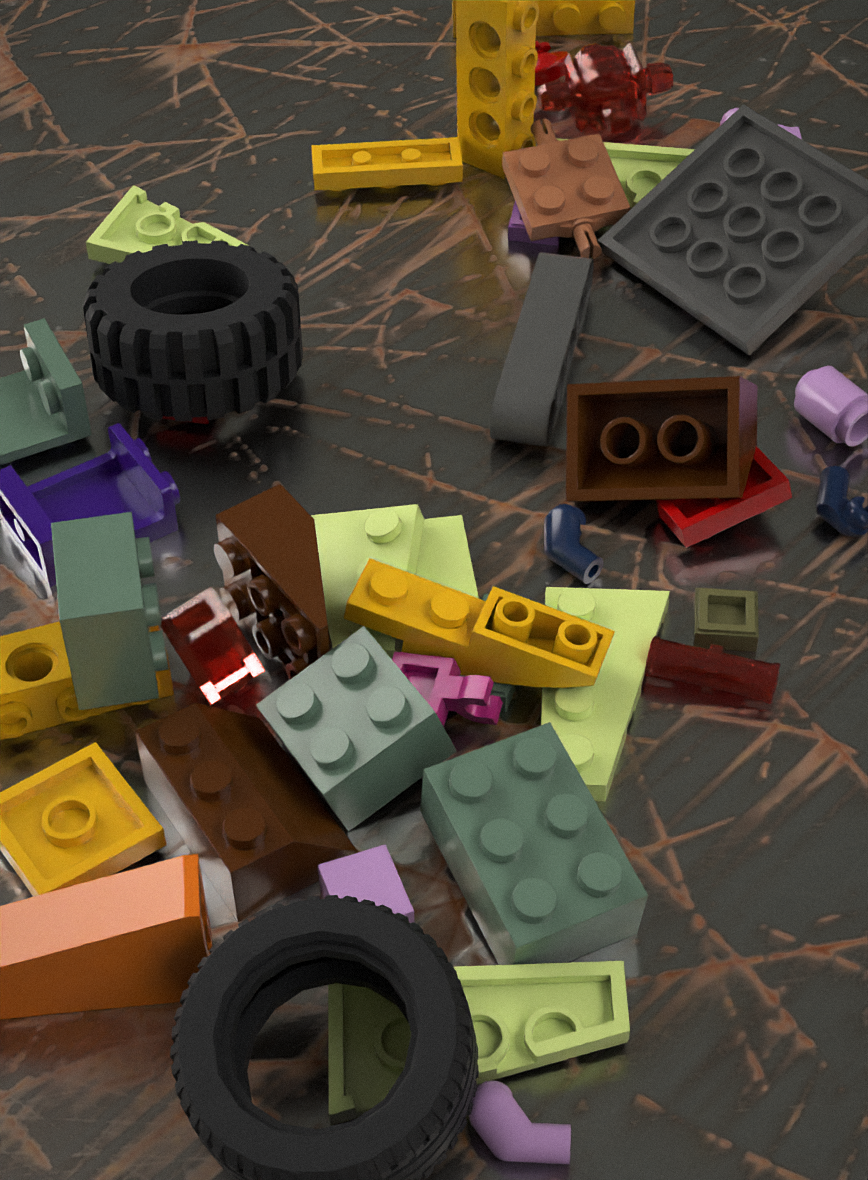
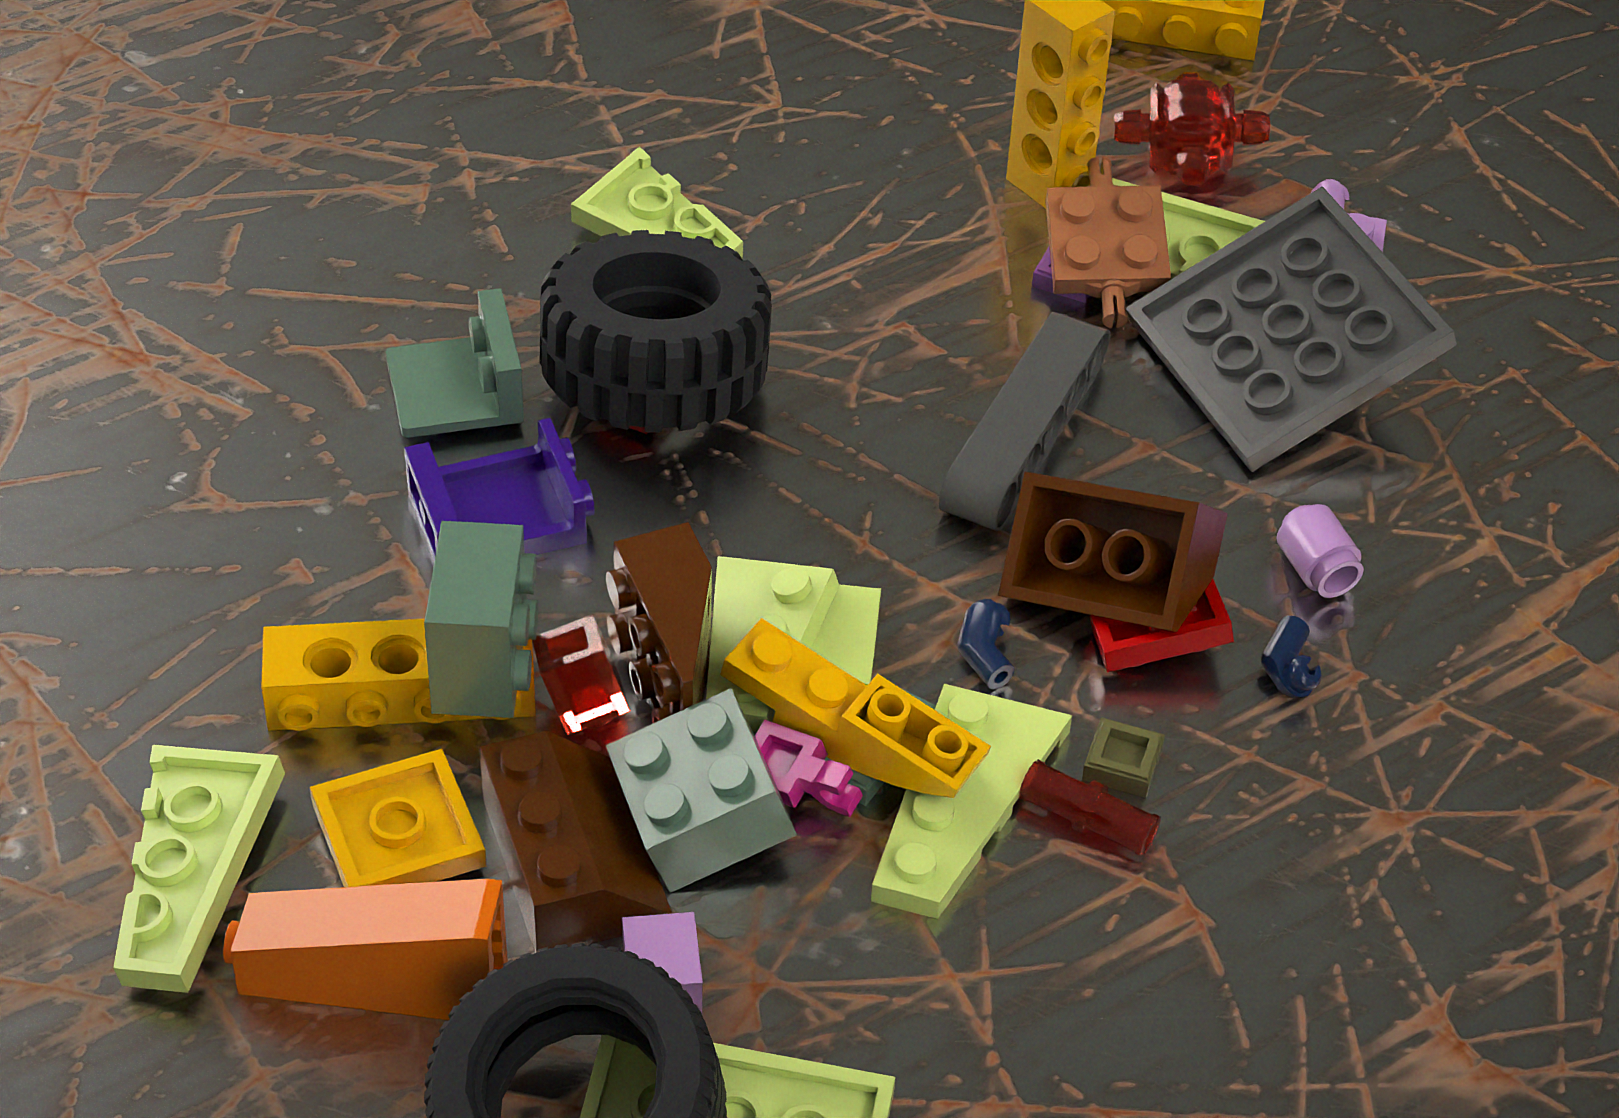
camera: 10 degrees right, 0 degrees up
(387, 164) = (922, 172): yellow plate -> none
(531, 850) = (838, 949): sand green brick -> none
(549, 65) = (1132, 85): red hat -> none

